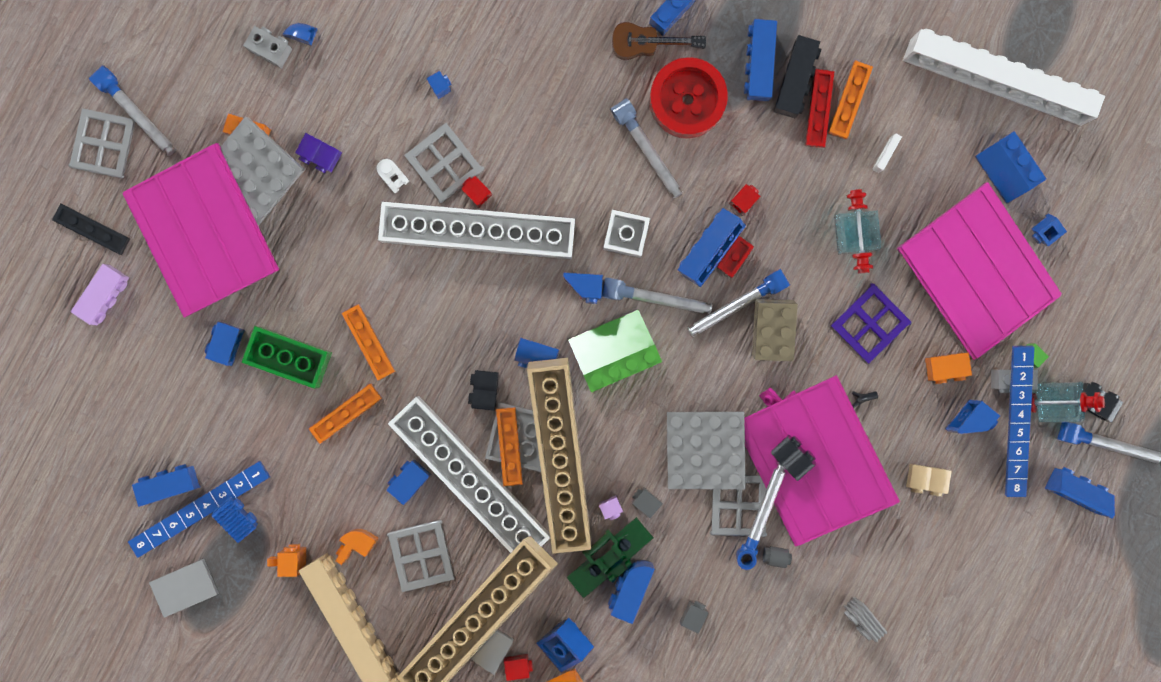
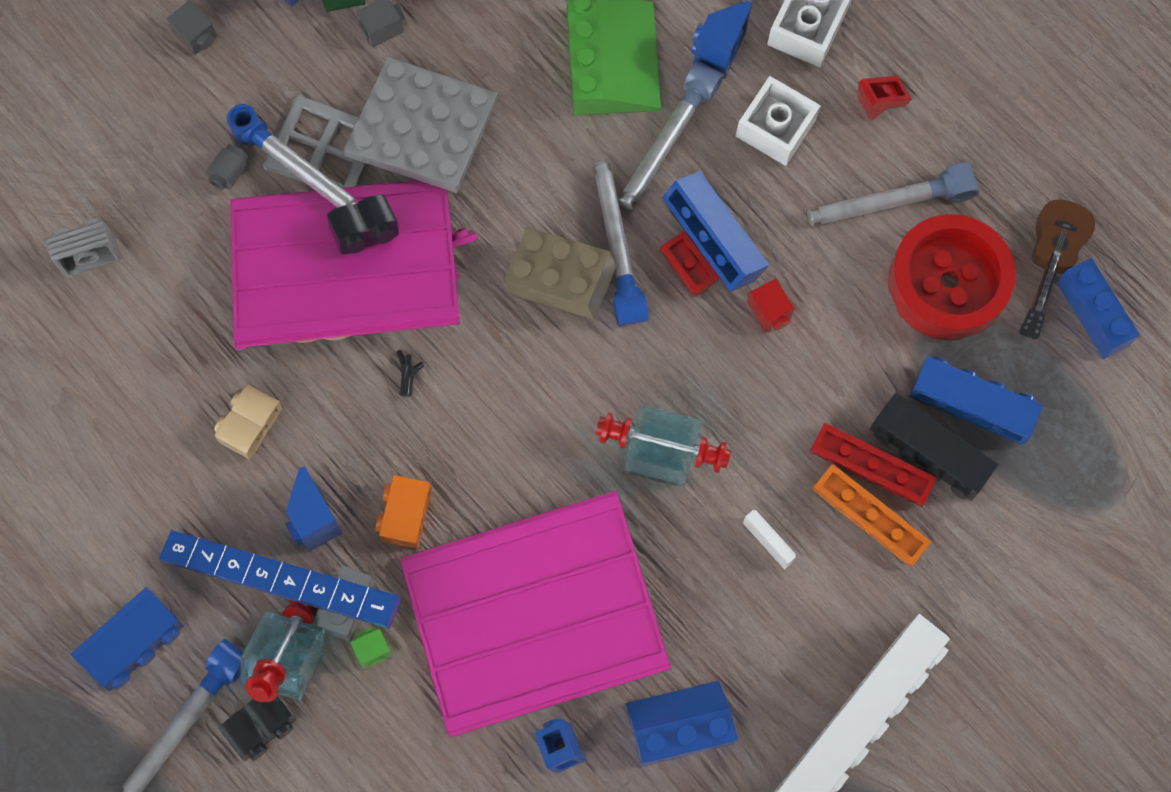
camera: 105 degrees right, 15 degrees down
(582, 175) = (882, 93): none -> red slope
(871, 323) = (515, 426): dark purple window -> none

